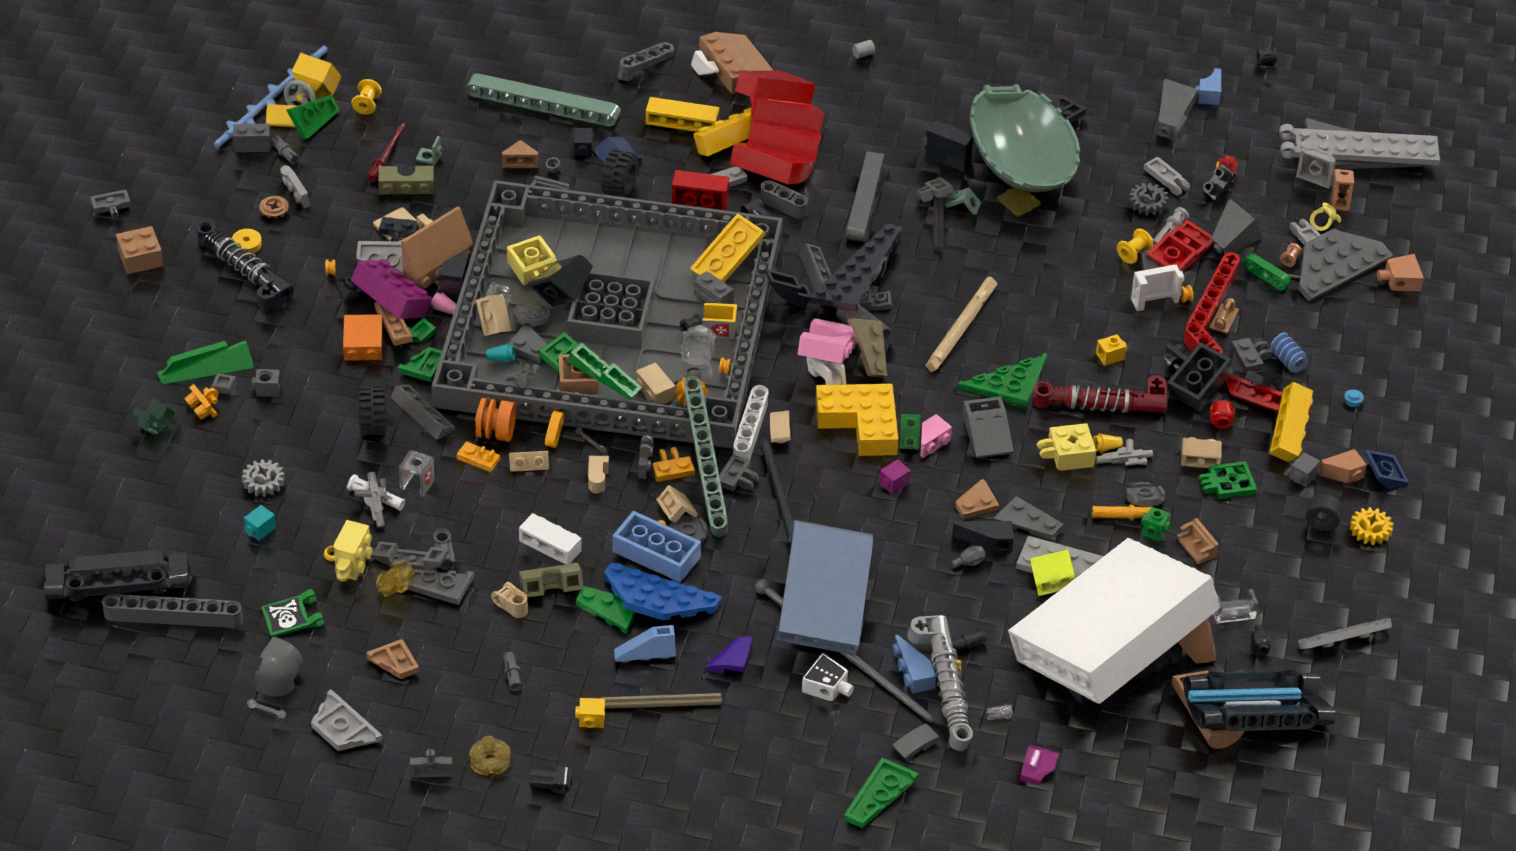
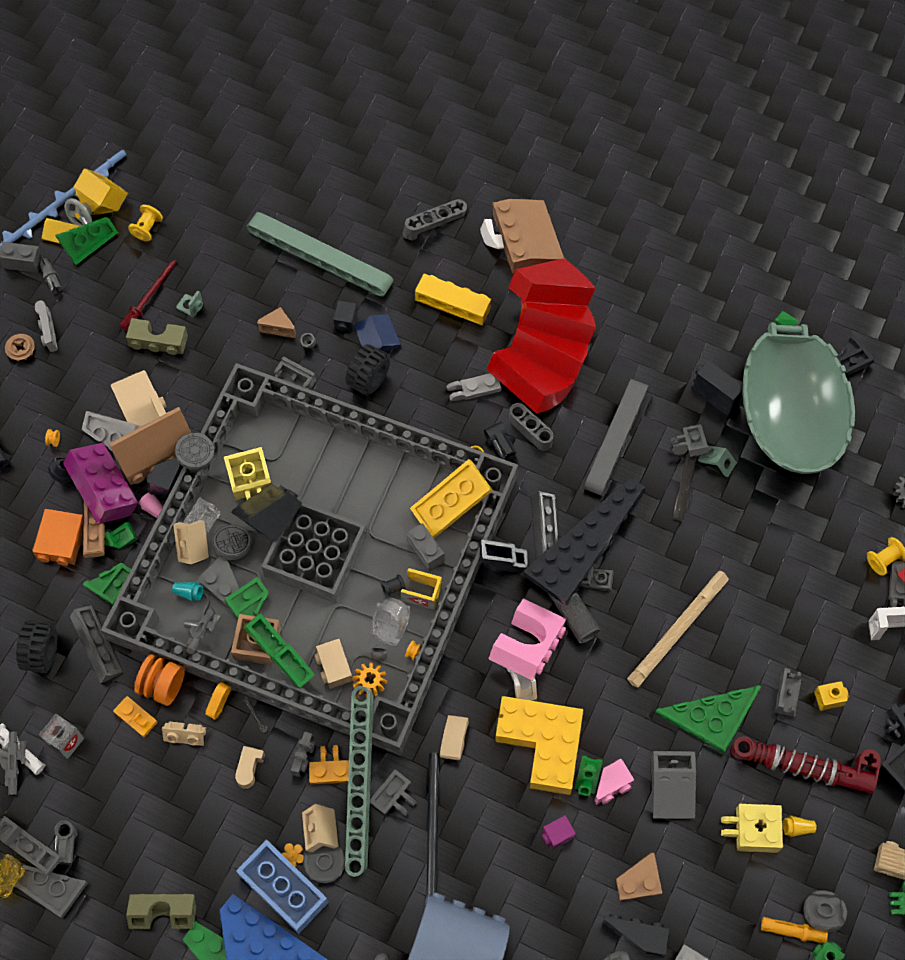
camera: 15 degrees right, 20 degrees up
(397, 227) = (130, 399): black plate -> none
(478, 245) = (194, 451): none -> dark grey tile
(511, 600) = (114, 923): tan piece -> none
(550, 539) = (177, 849): white brick -> none
(700, 190) = (444, 408): red brick -> none
(723, 133) = (489, 331): yellow brick -> none
(751, 422) = (424, 719): white beam -> none
(863, 49) = (659, 239): light grey piece -> none
(871, 342) = (572, 651): dark tan wing -> none
(1018, 201) = (774, 473): clear yellow piece -> none
(1030, 518) = (690, 917): dark grey wing -> none
(1072, 354) = (788, 693): none -> dark grey hinge
(1126, 454) = (816, 844): light grey piece -> none

